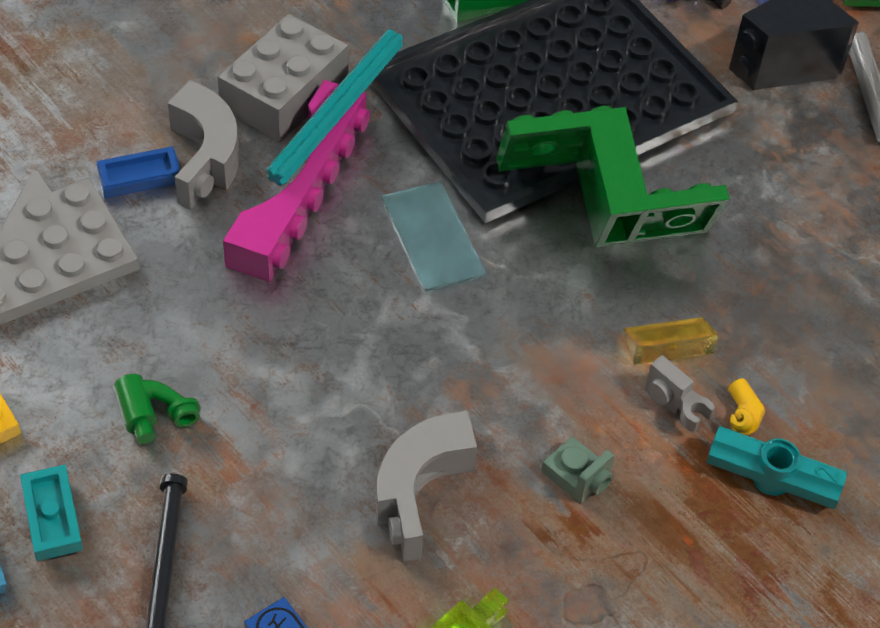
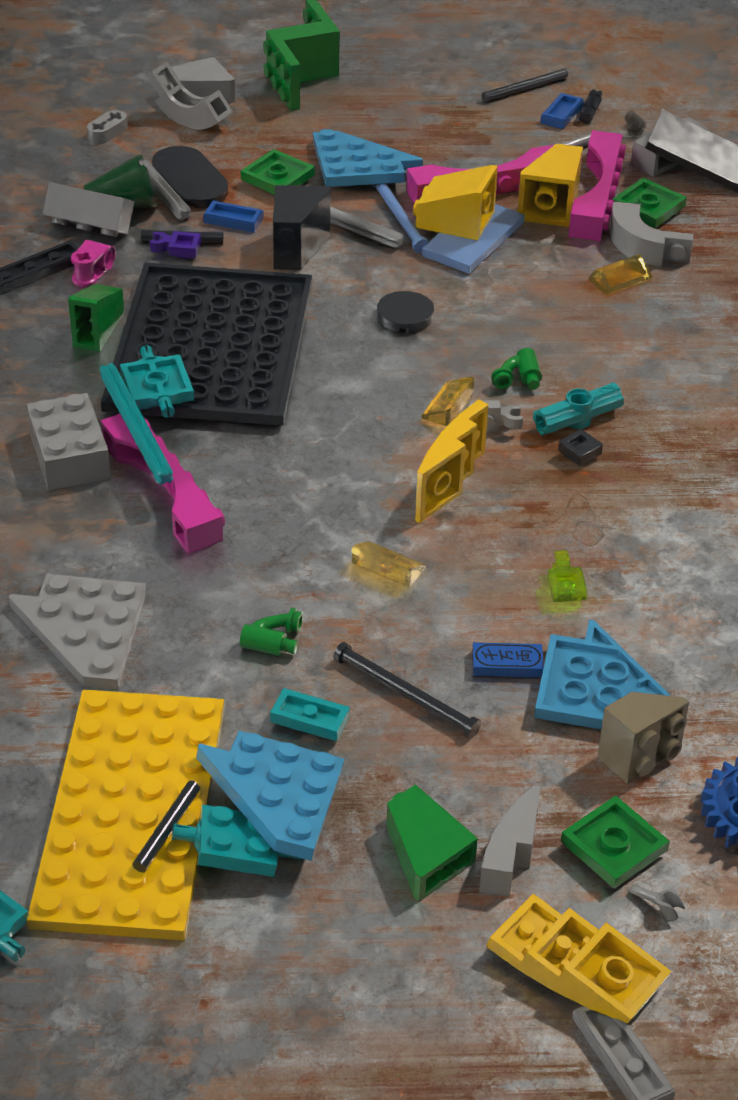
camera: 50 degrees left, 10 degrees down
(138, 172) = (64, 550): blue tile -> none
(212, 125) = (79, 495): light grey arch -> none
(354, 439) = (386, 563): none -> clear yellow slope
(418, 456) = (442, 553): light grey arch -> none
(423, 85) = (157, 381): none -> teal plate
(433, 236) = (265, 453): clear light blue piece -> none
(547, 394) = (451, 460): none -> yellow slope
(579, 469) = (503, 485): sand green bracket -> none
(610, 176) = (323, 345): green bracket -> none
(714, 509) = (580, 447): none -> black plate
(749, 410) = (527, 399): yellow arm -> none
(778, 212) = (405, 311): none -> black tile
(799, 381) = (528, 367): none -> green plant

